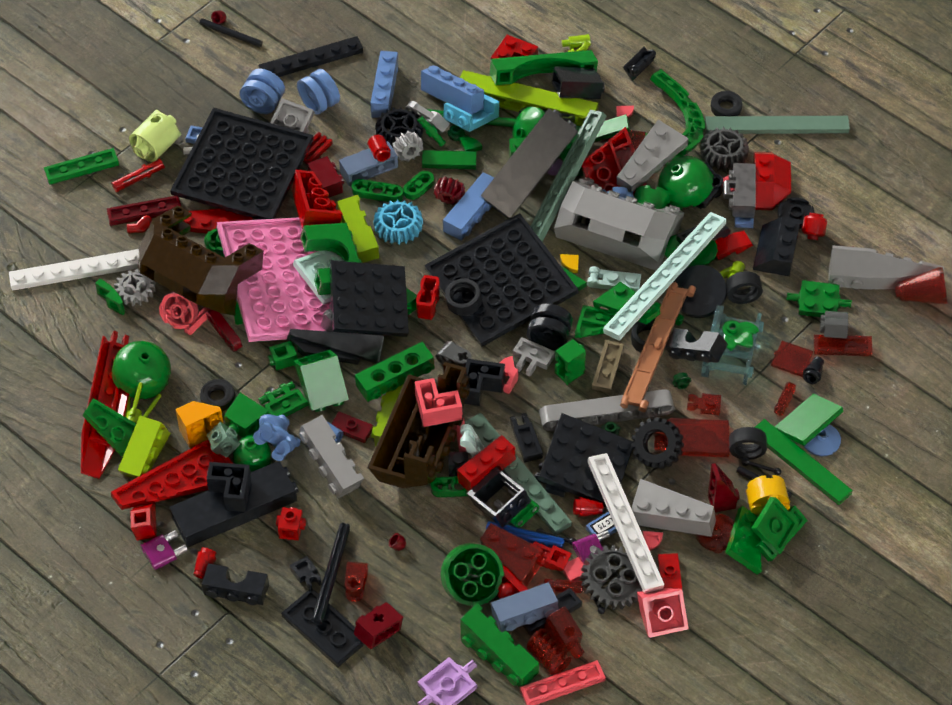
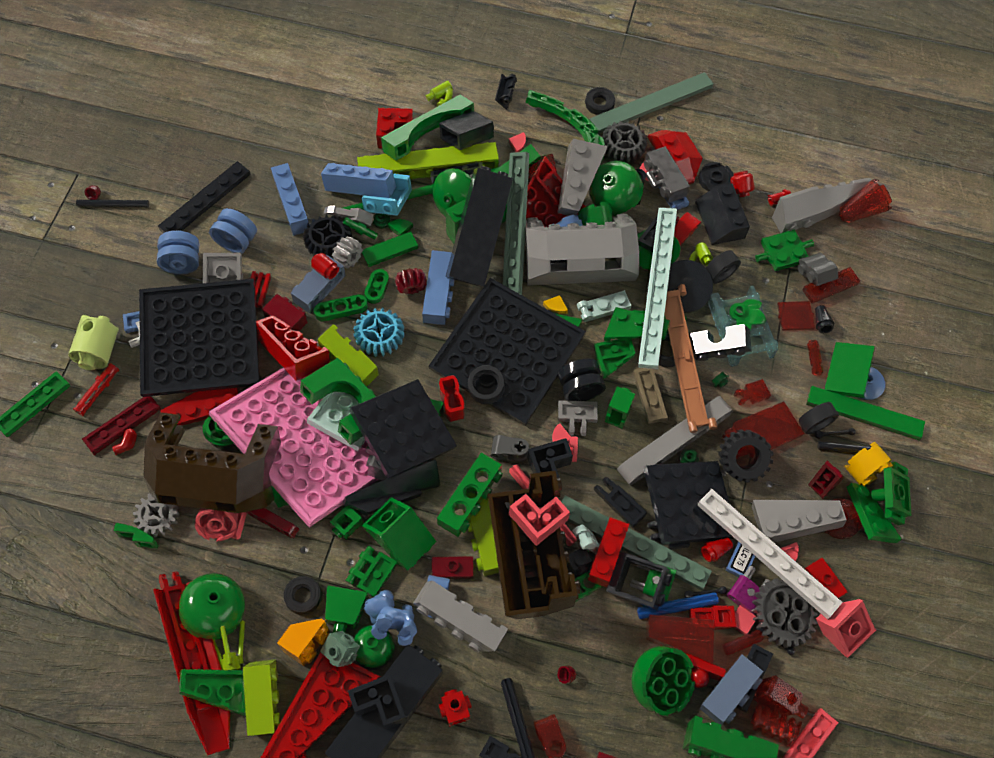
camera: 30 degrees left, 10 degrees up
(74, 269) = (81, 521): white plate -> none

